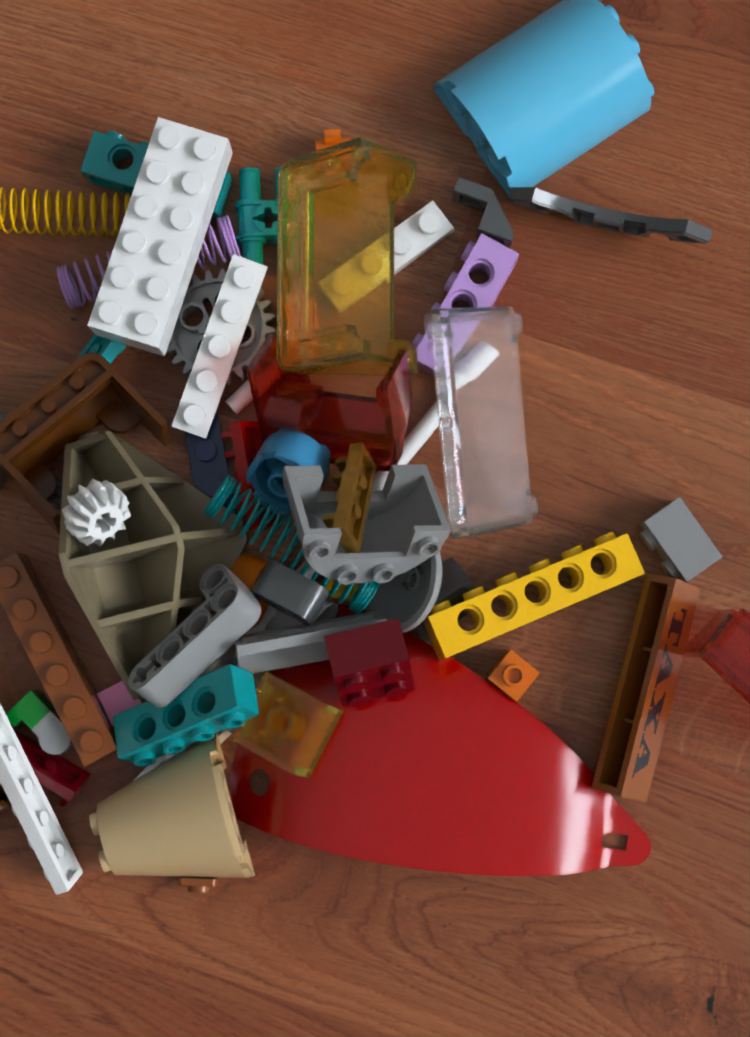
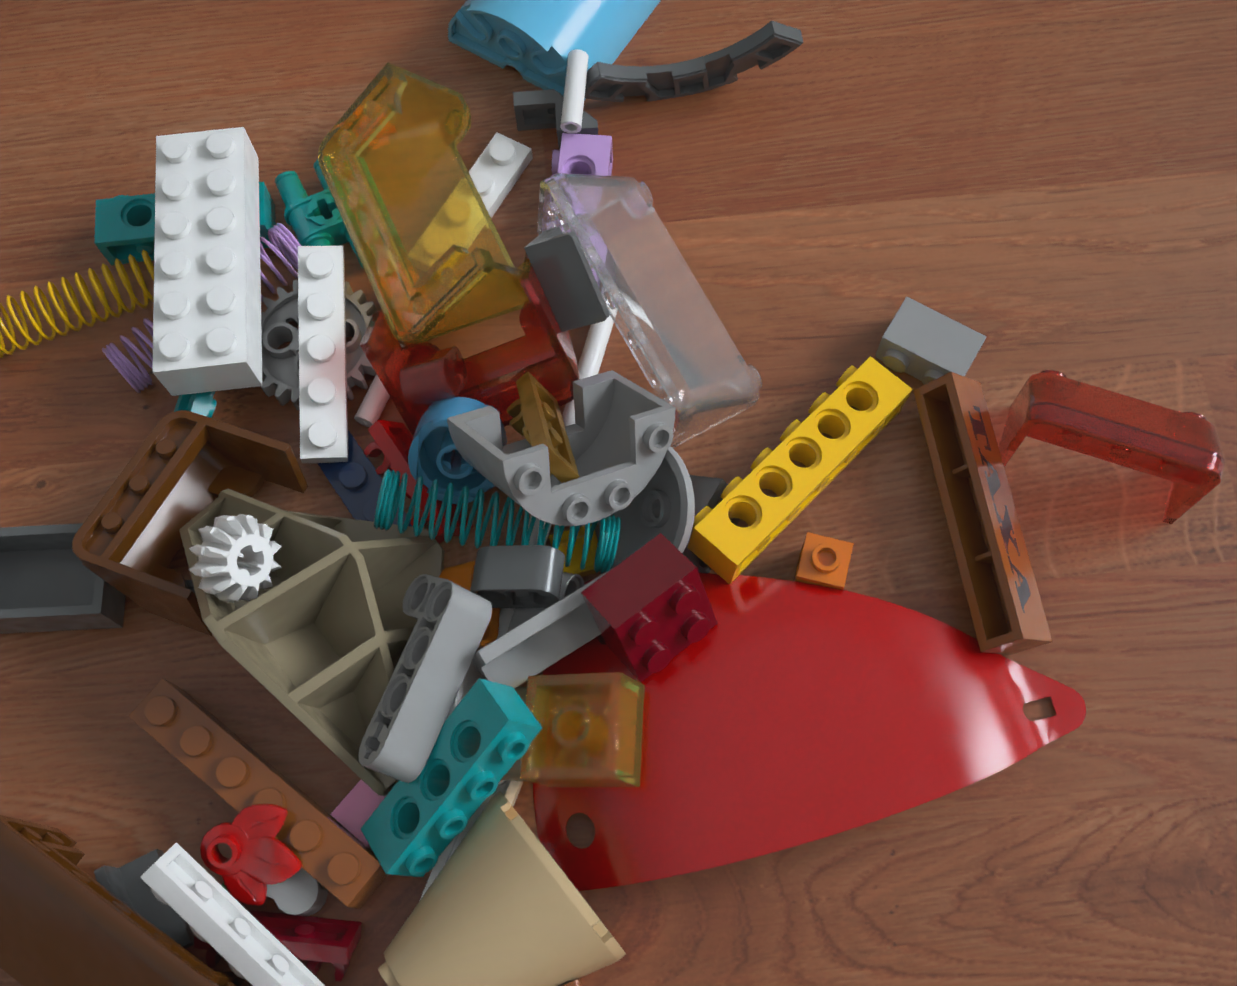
camera: 25 degrees left, 15 degrees down
(37, 706) = (256, 852): none -> red plate
(418, 387) = (566, 279): none -> dark grey panel
(506, 202) = (574, 91): none -> white piece

